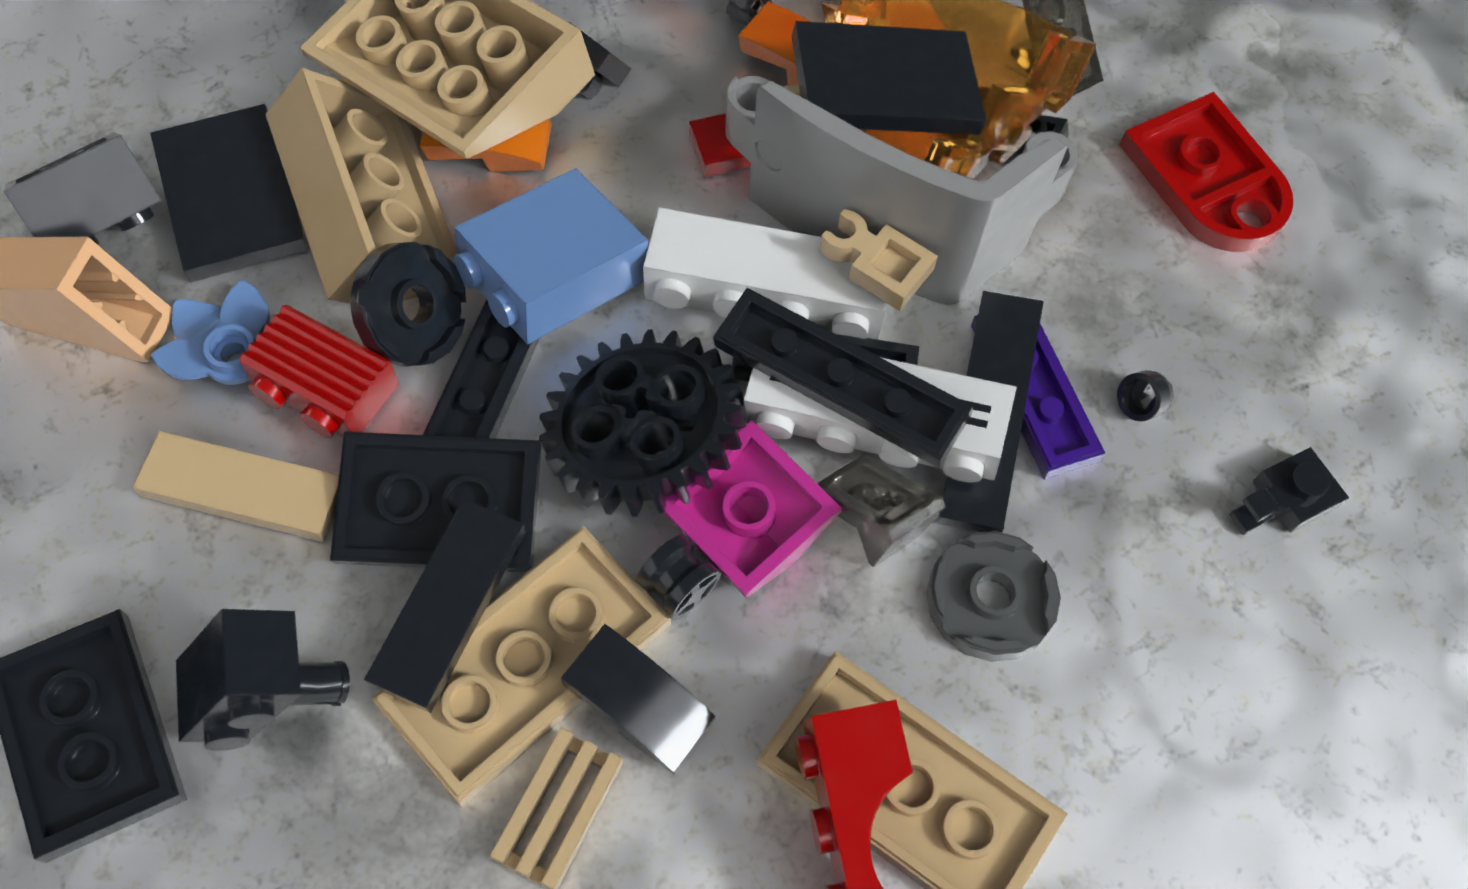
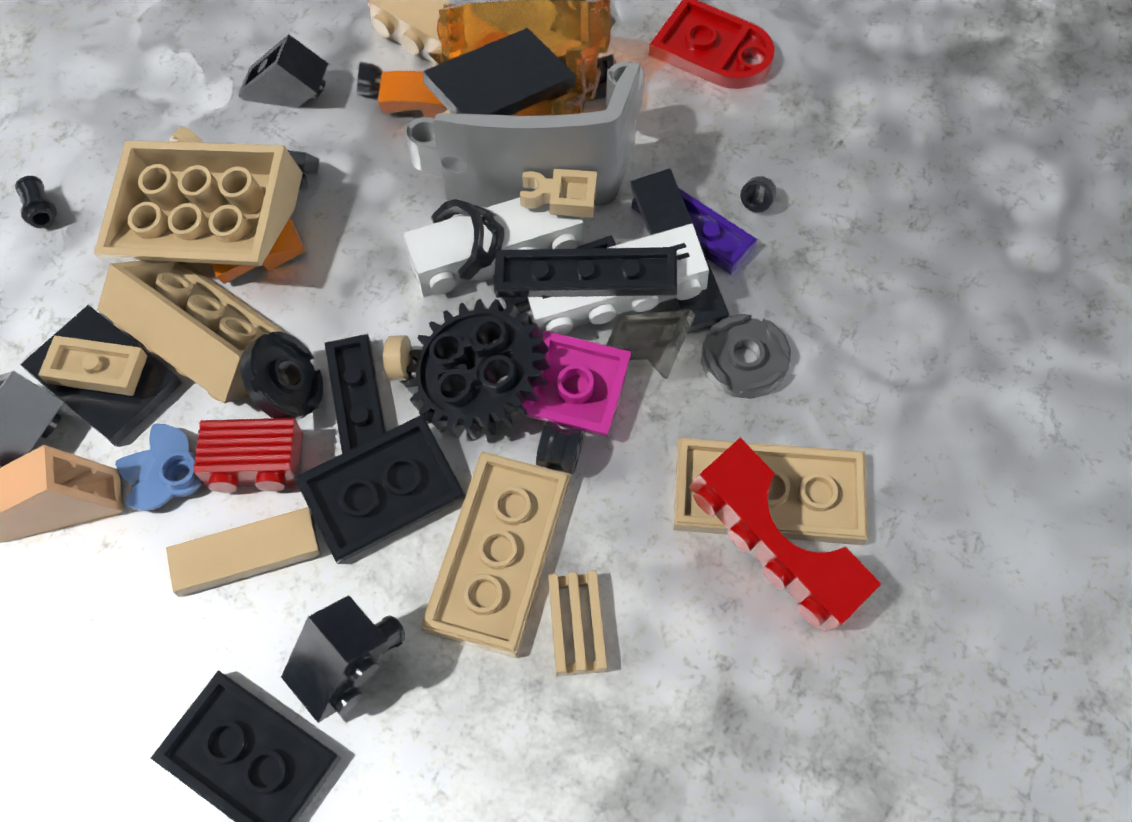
camera: 25 degrees left, 0 degrees up
(218, 176) = (93, 365): none -> tan plate
(445, 605) = (431, 543): black tile -> none
(550, 255) = (351, 298): medium blue brick -> none
(558, 354) = (397, 357): none -> tan tile
(638, 698) = (584, 528): black slope -> none
(713, 148) = (406, 178): red tile -> none
(726, 286) = (479, 257): none -> black helmet
(1293, 491) = (872, 204): black plate -> none

